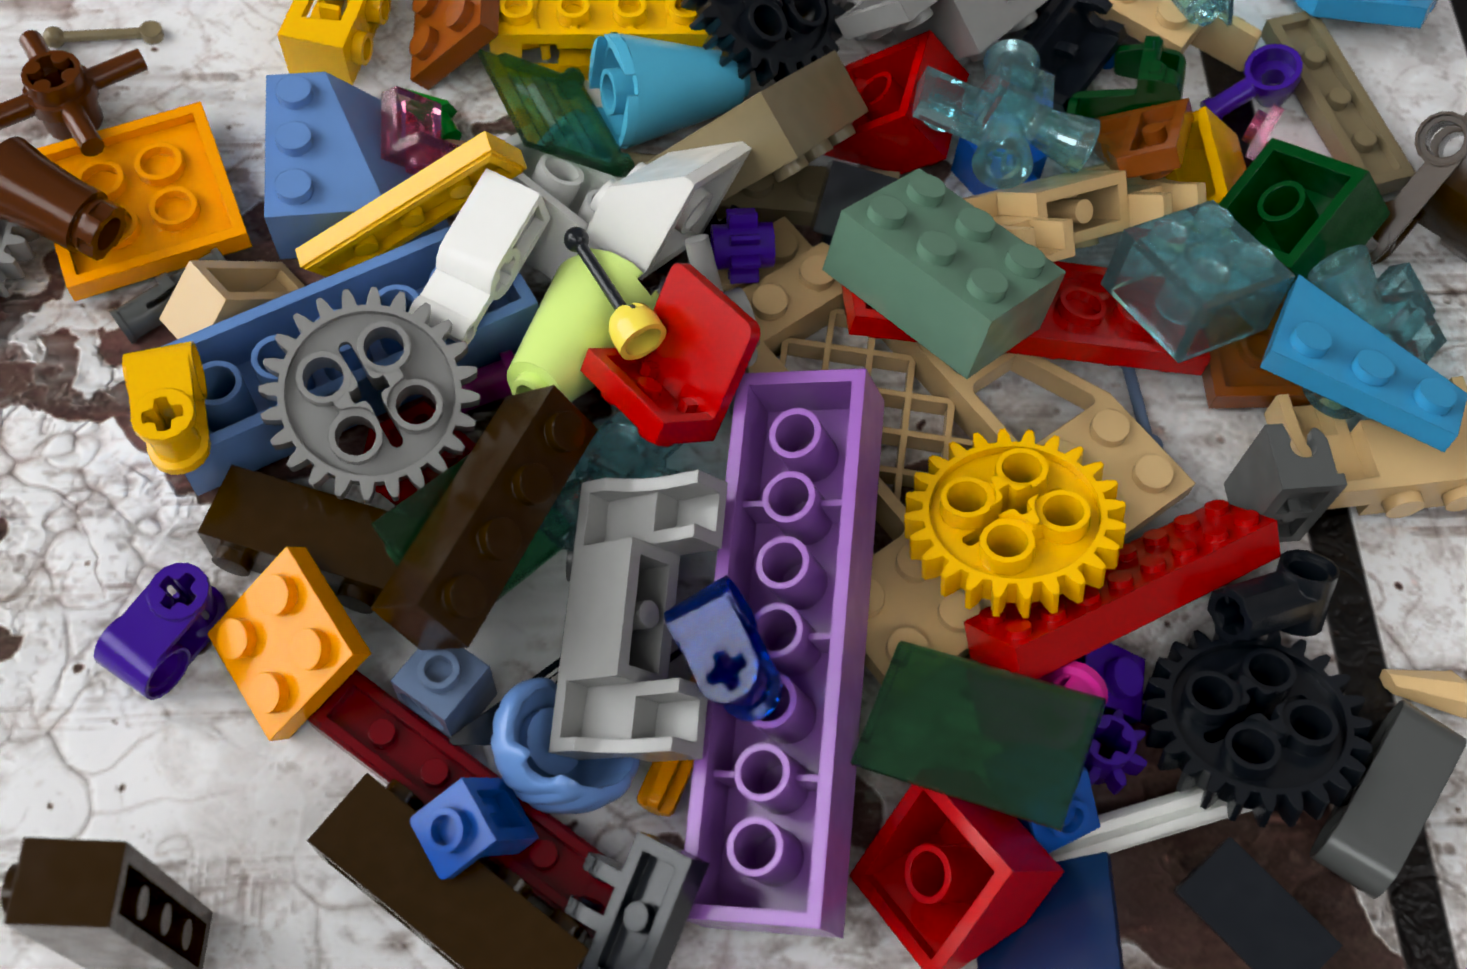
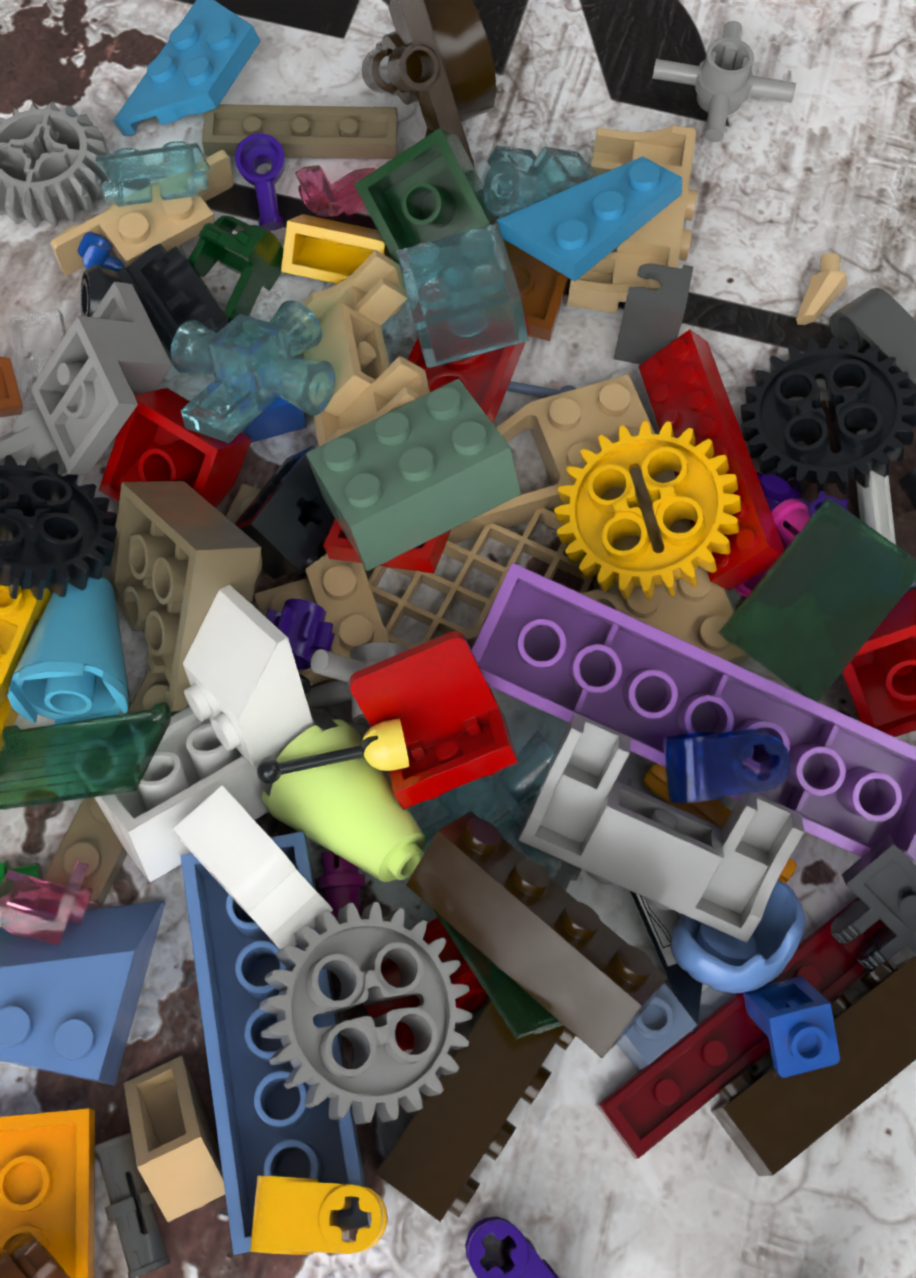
camera: 70 degrees left, 5 degrees up
(288, 643) = (572, 1157): light orange plate -> none
(410, 206) = (156, 925): yellow tile -> none
(1146, 139) = (302, 273): dark orange wing -> none
(1287, 600) = (740, 359): black piece -> none

